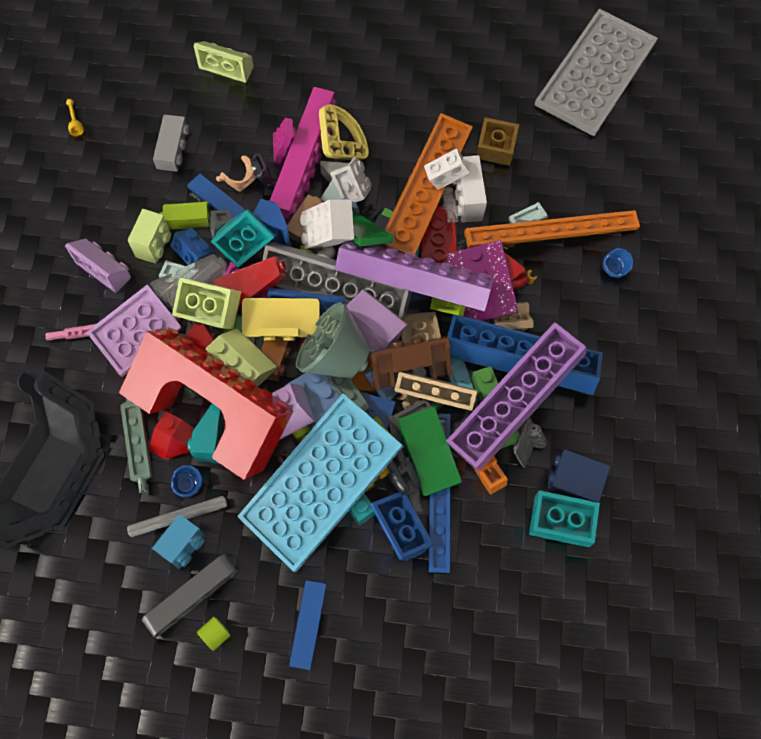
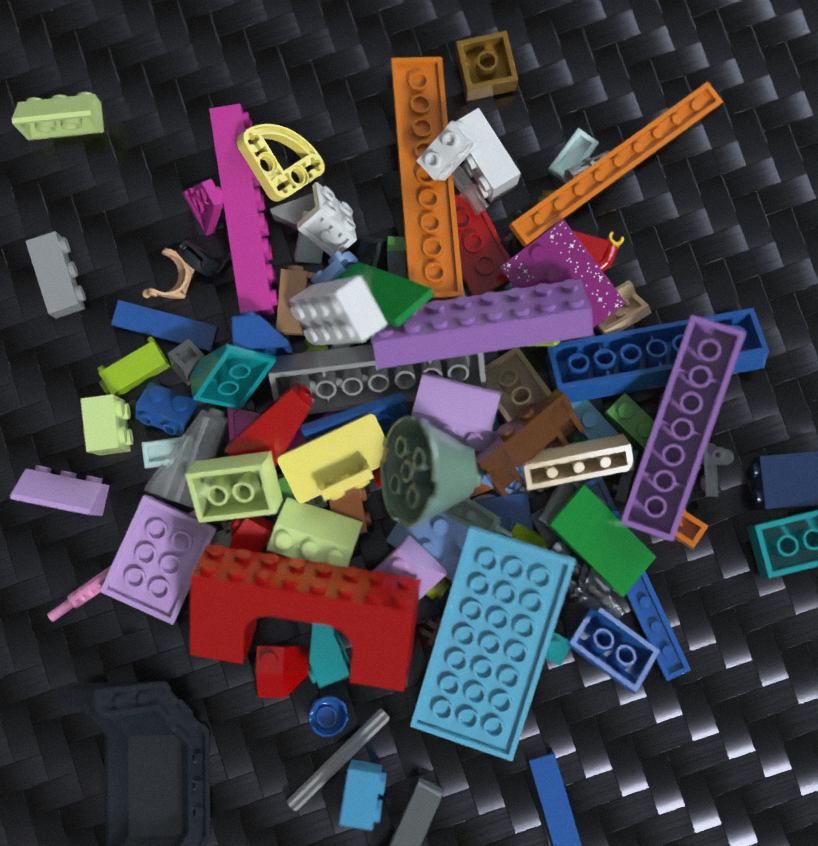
camera: 20 degrees left, 15 degrees up
(136, 444) = (243, 701): sand green plate -> none
(618, 262) = (717, 169): blue hair -> none

